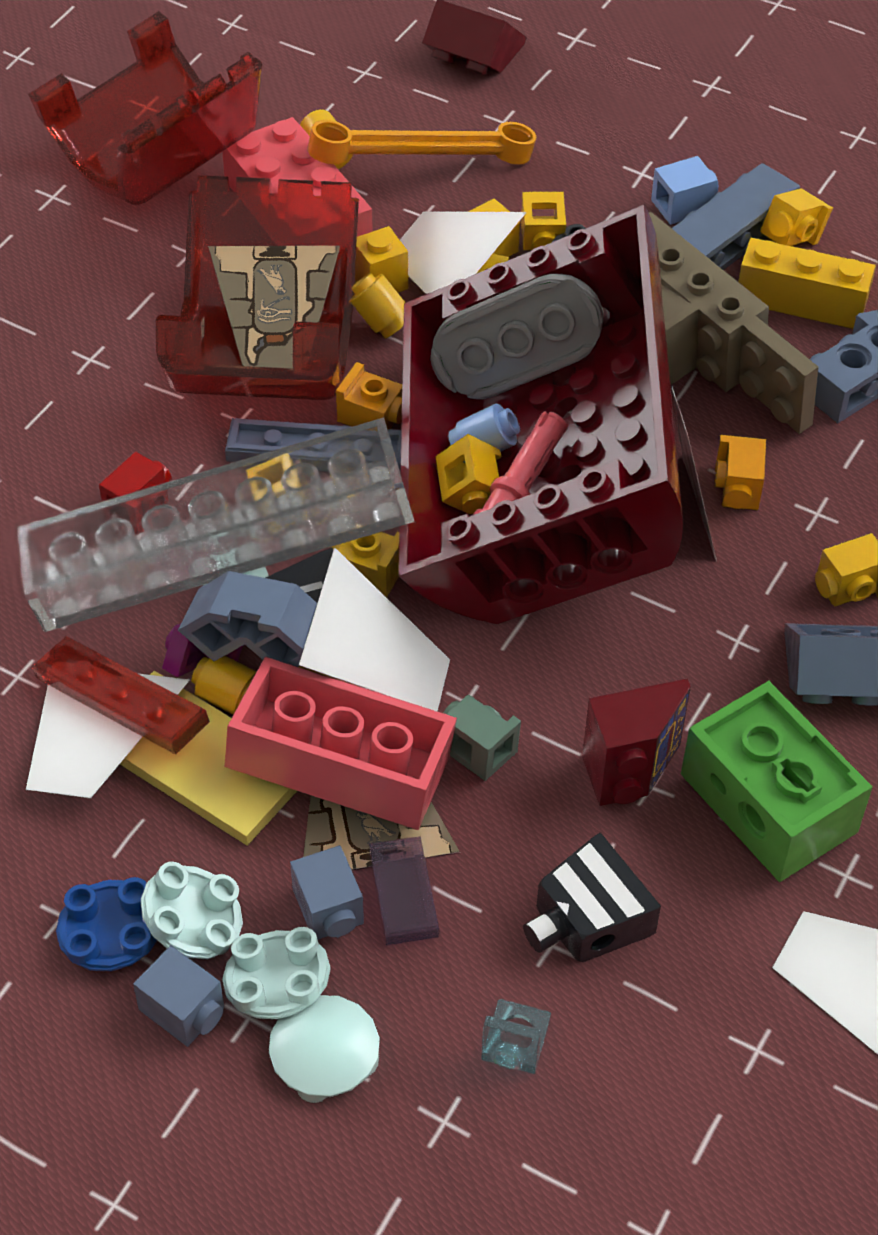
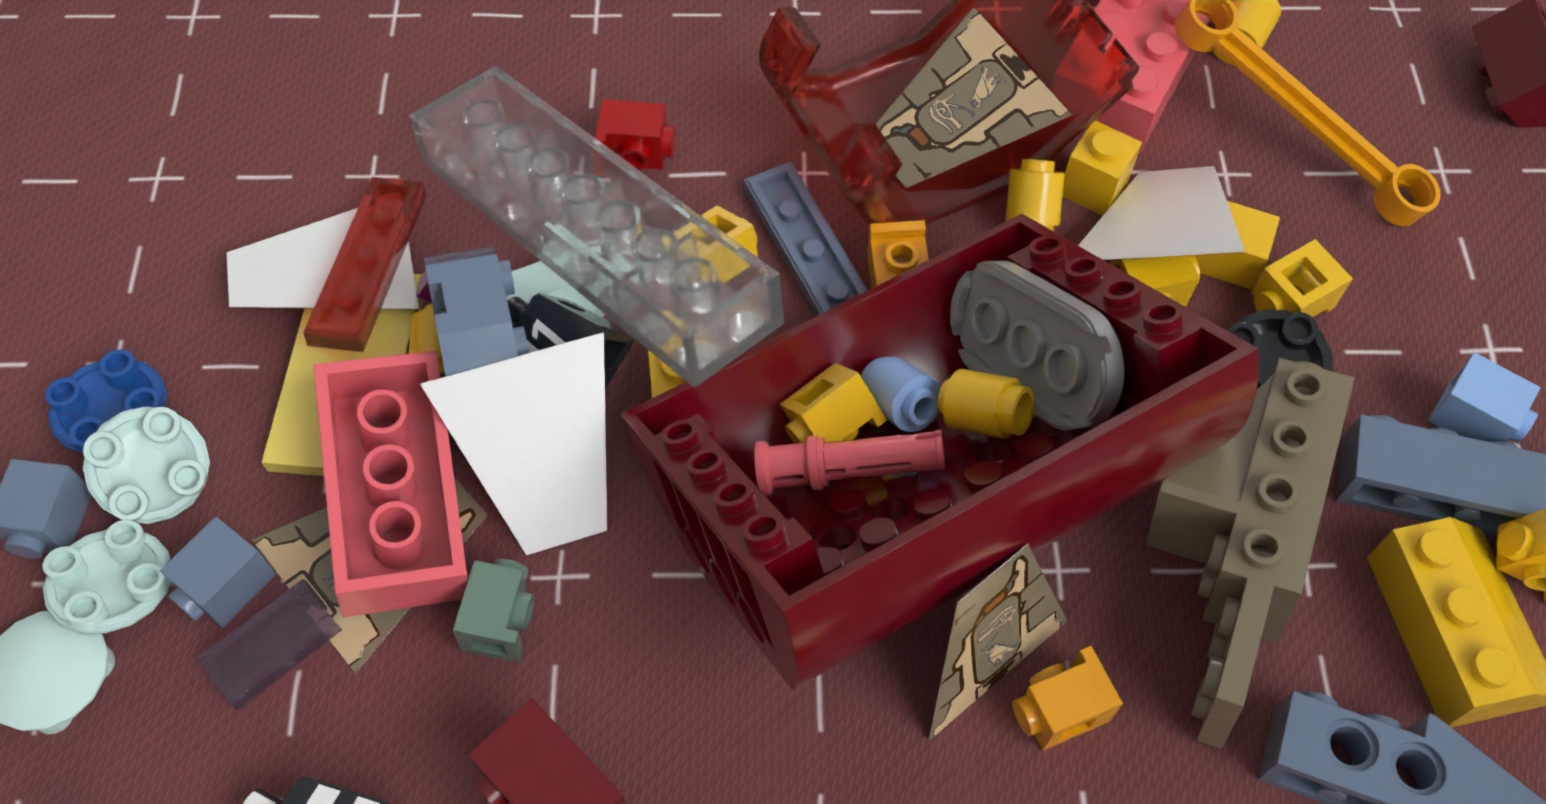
camera: 60 degrees right, 10 degrees up
(537, 385) = (986, 404): none -> yellow brick

